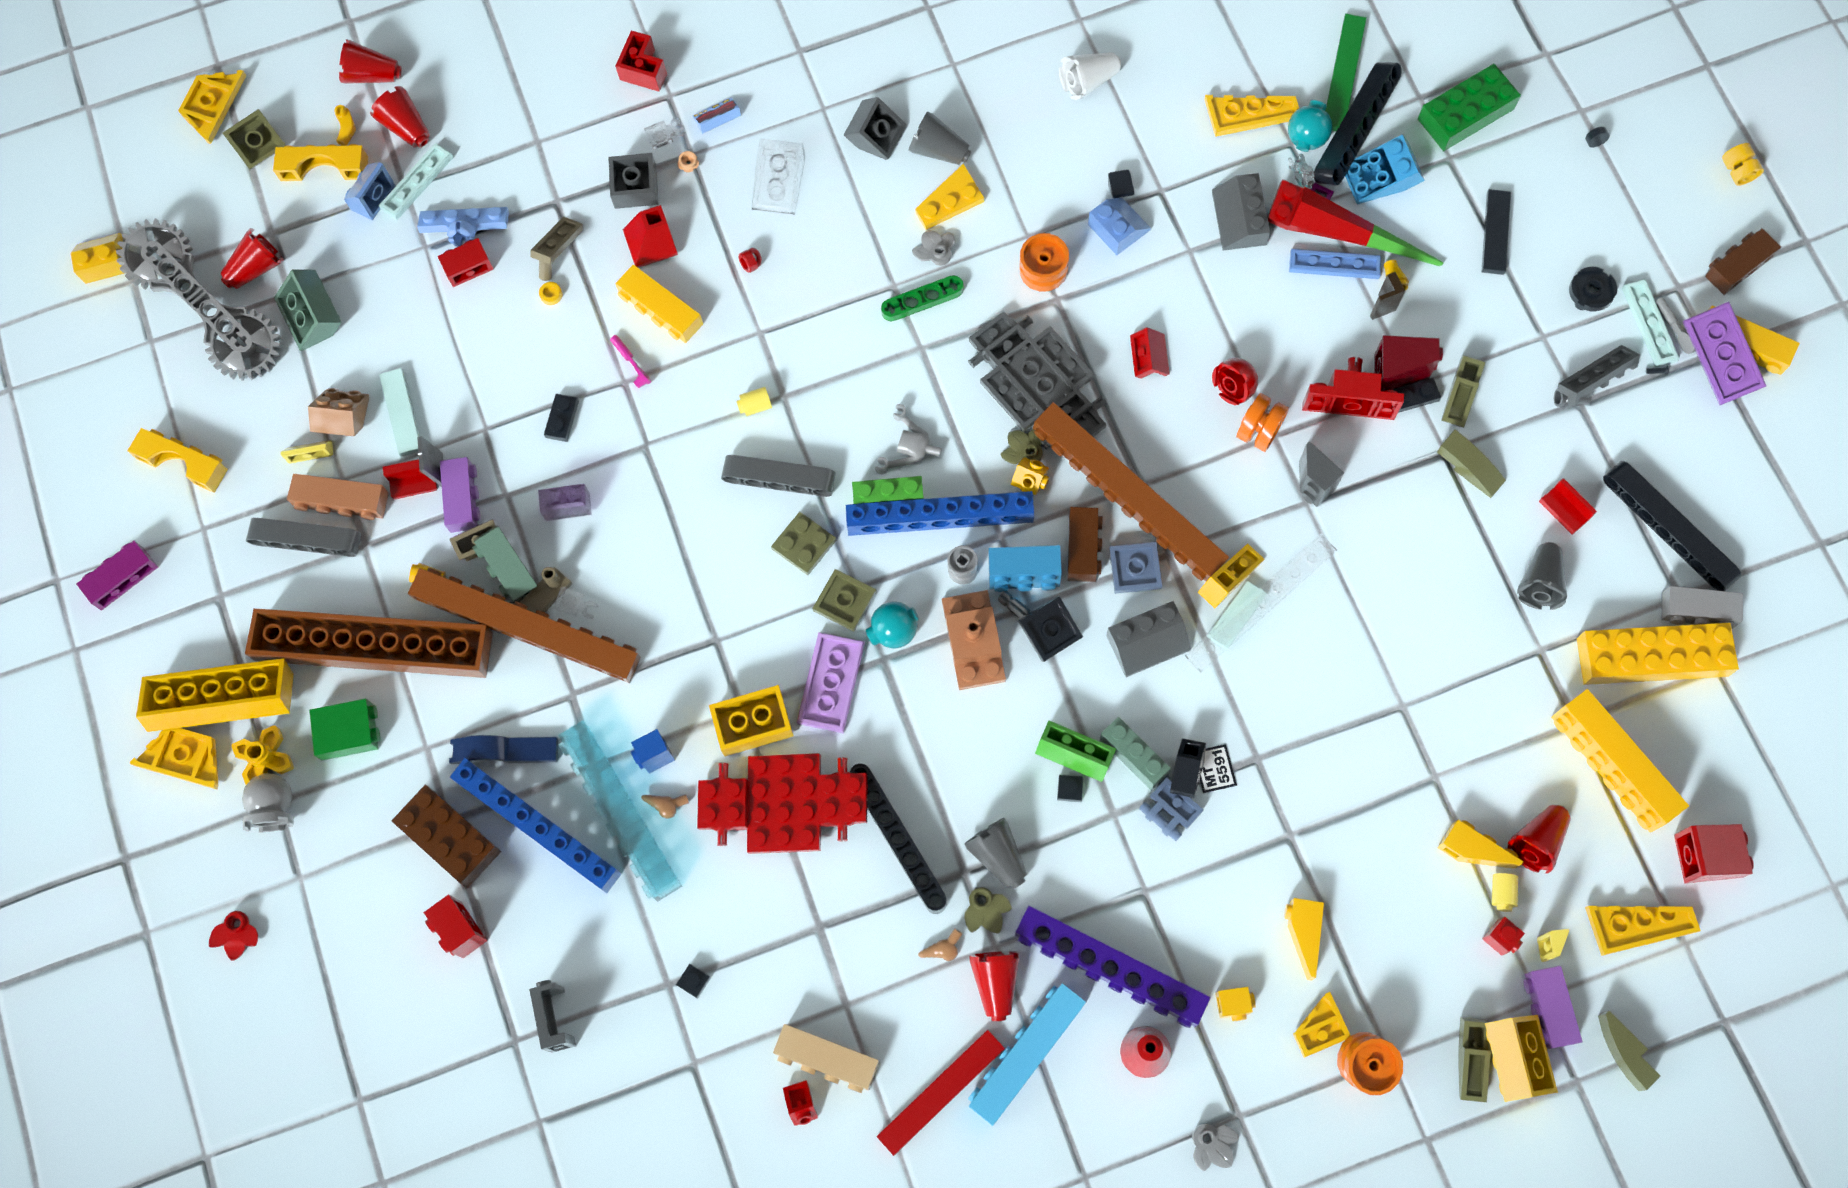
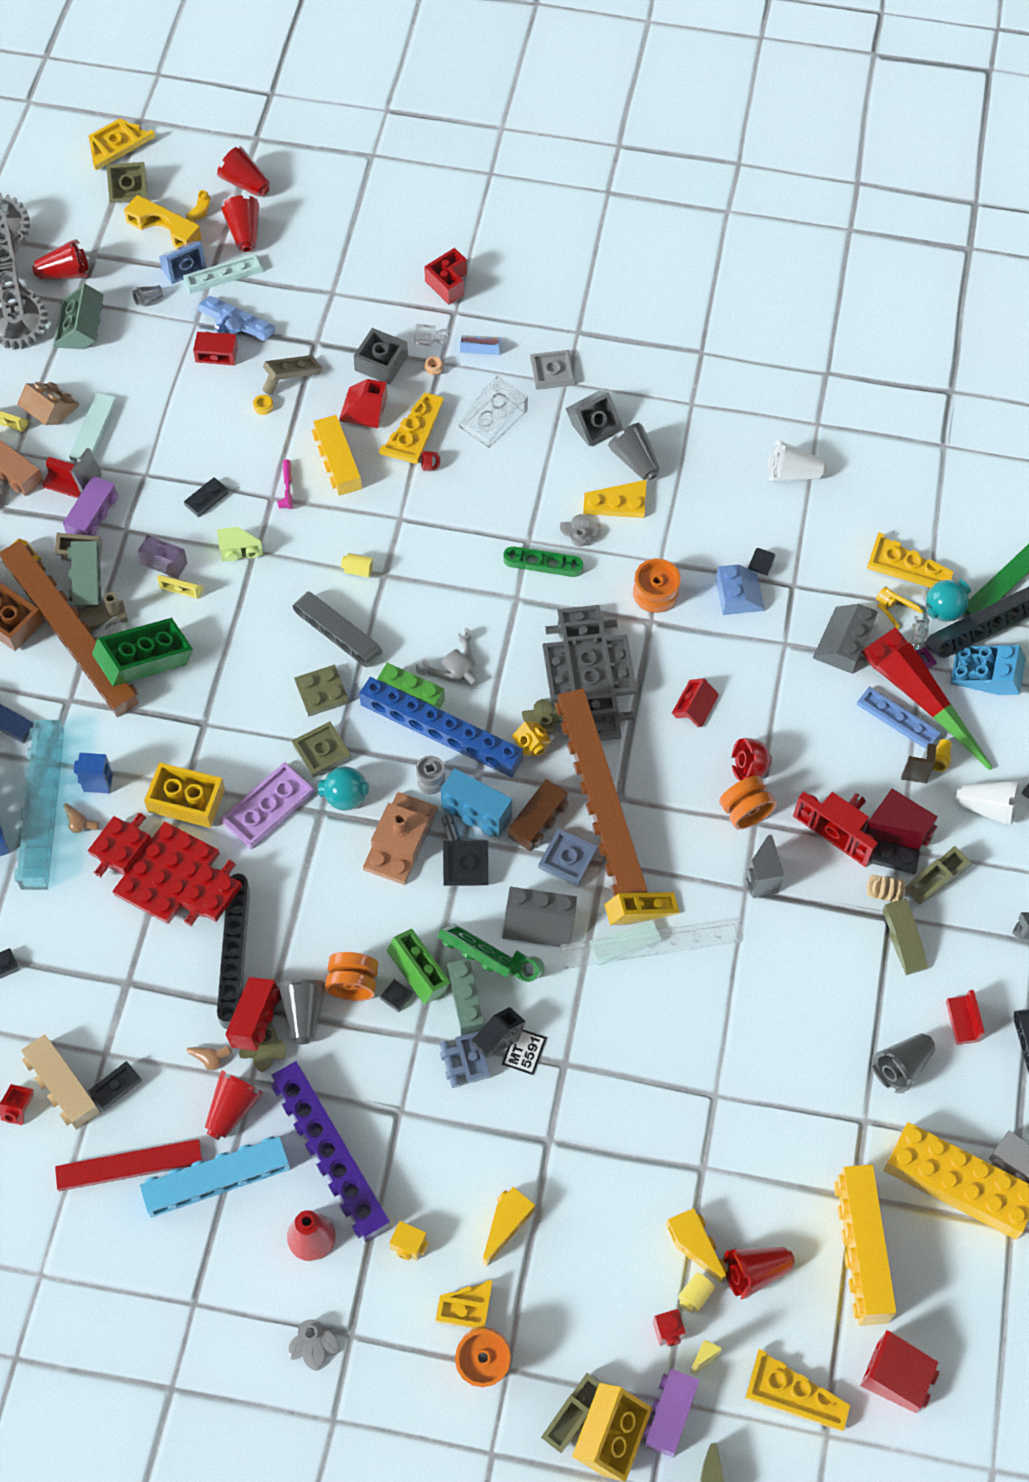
camera: 25 degrees right, 10 degrees down
(355, 246) = (146, 294): none -> flat silver cone
(599, 520) = (180, 586): none -> light yellow slope
(616, 608) = (142, 651): none -> green brick
(626, 447) = (238, 544): none -> yellowish green slope
(715, 241) = (414, 431): none -> yellow wing
(801, 102) = (552, 369): none -> light grey tile
(878, 1029) = (115, 1085): none -> black plate
(960, 886) = (253, 1014): none -> red brick
(1024, 797) = (351, 976): none -> orange wheel
(1132, 702) = (490, 957): none -> green hinge
(1254, 154) = (889, 598): none -> yellow plant
(1429, 430) = (885, 888): none -> tan gear
(1465, 294) = (990, 799): none -> white cone

